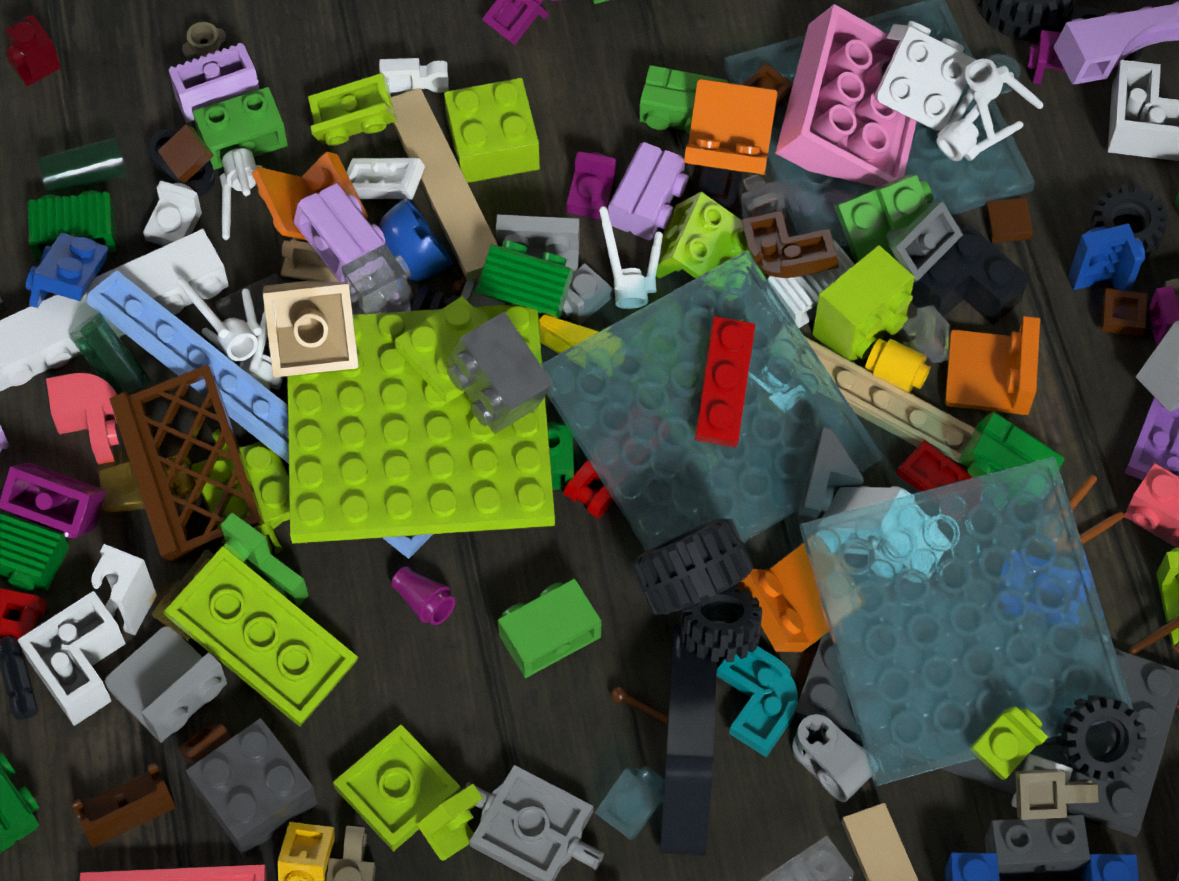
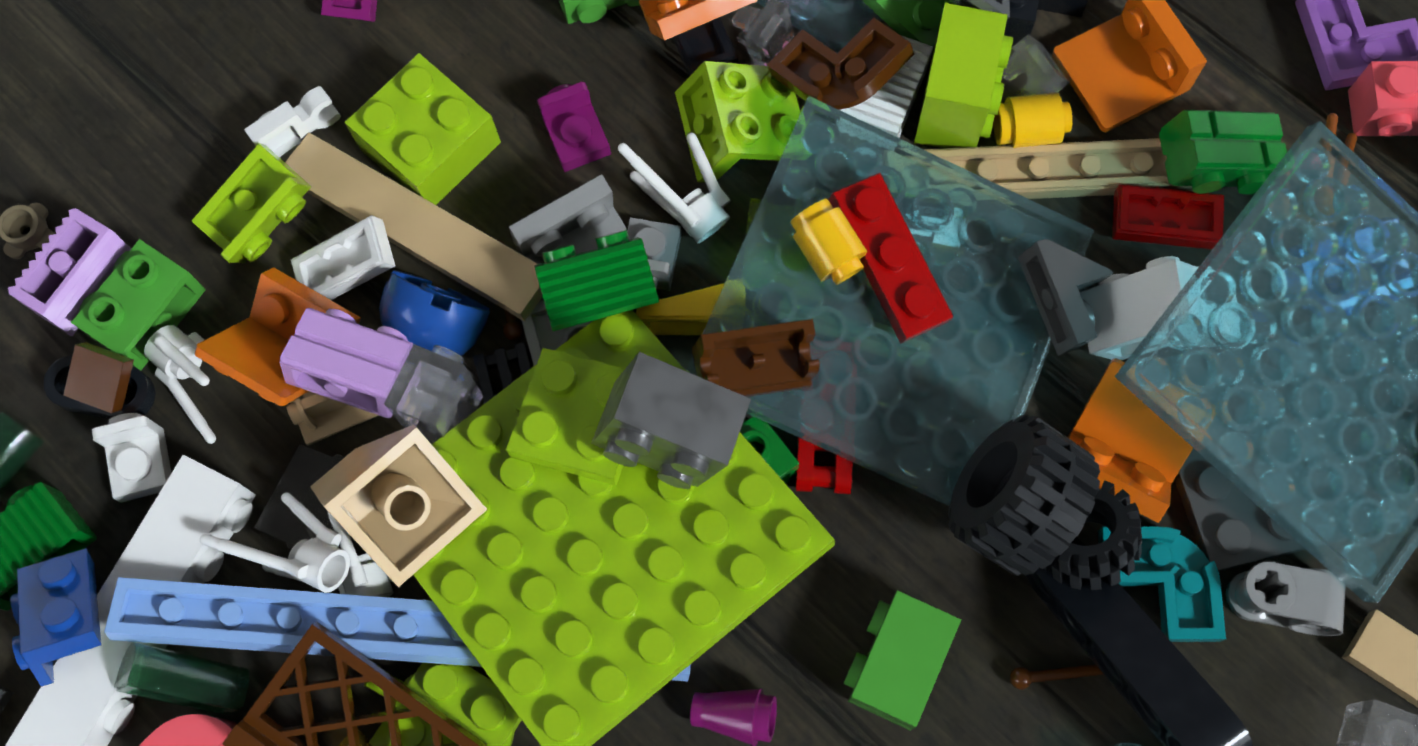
camera: 30 degrees left, 10 degrees up
(587, 382) = (758, 358): none -> reddish brown hinge
(647, 191) = (638, 94): lavender brick -> none
(687, 342) = (828, 242): none -> yellow brick

